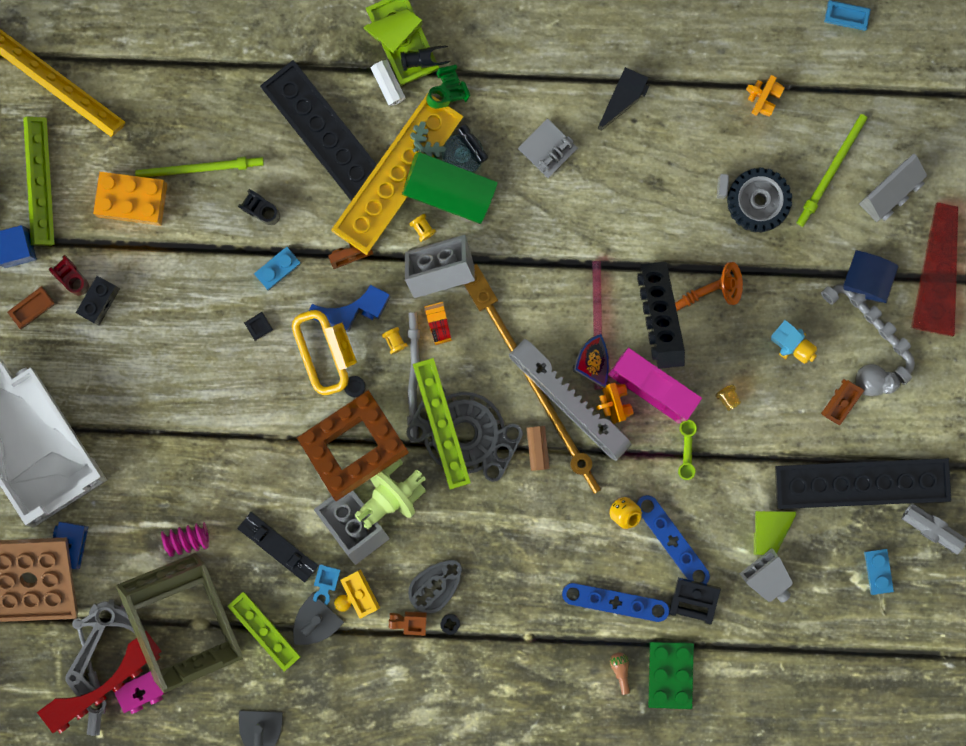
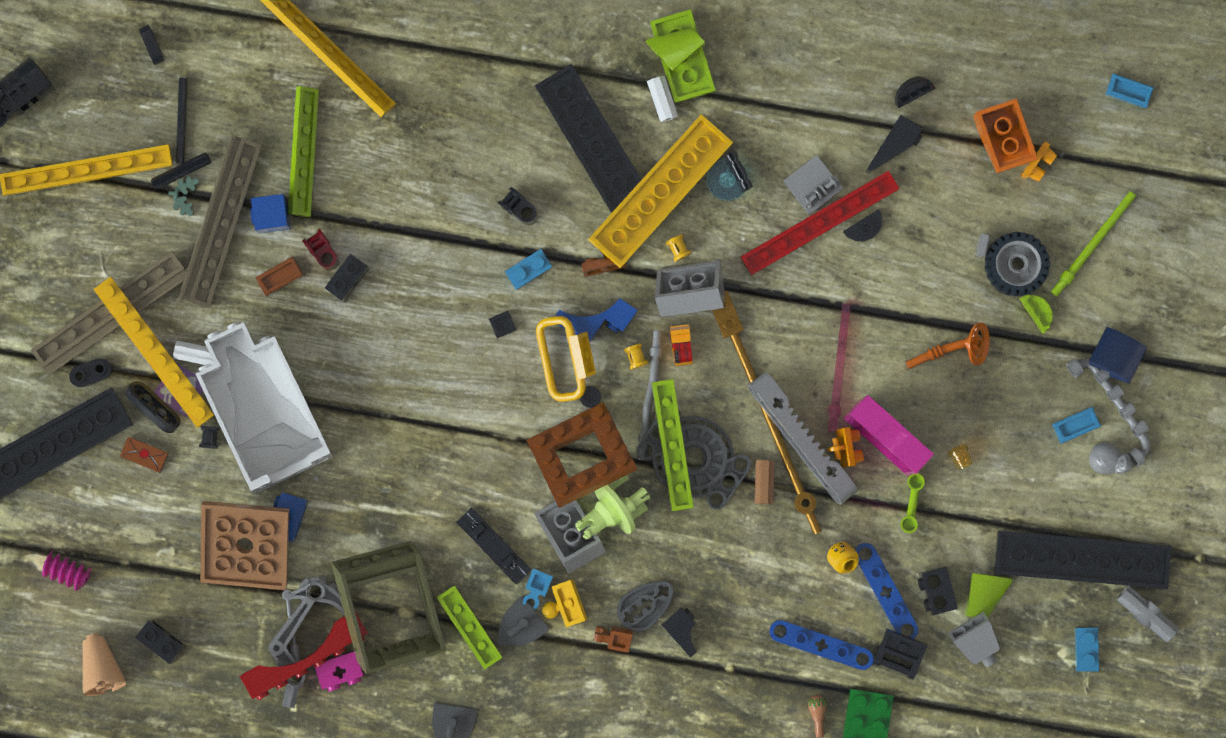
camera: 10 degrees right, 0 degrees up
(130, 198) = (392, 181): light orange brick -> none
(185, 540) = (404, 526): dark pink piece -> none
(241, 163) = (506, 160): lime bar -> none
(418, 138) = (693, 171): sand green animal -> none
(420, 58) = (698, 79): black piece -> none
(446, 629) = (649, 641): black bush -> none
(449, 89) = (723, 113): green piece -> none
(449, 187) = (710, 212): green slope -> none
(472, 604) = (679, 627): none -> black arch
(559, 185) = (819, 223): none -> red plate
(593, 361) = (831, 402): shield -> none
(605, 184) = (865, 228): none -> black plate
(633, 42) = (912, 89): none -> black plate
(662, 315) = (904, 367): black brick -> none
(729, 531) = (943, 589): none -> black brick
(731, 74) = (1005, 135): none -> orange slope
(787, 243) = (1039, 311): none -> lime plate
(793, 342) = (1032, 410): medium azure piece -> none
(839, 351) = (1076, 425): none -> dark azure tile
(842, 402) = (1073, 476): dark orange plate -> none
(894, 189) = (1153, 271): light grey slope -> none
(937, 287) = (1182, 377): clear red wing -> none

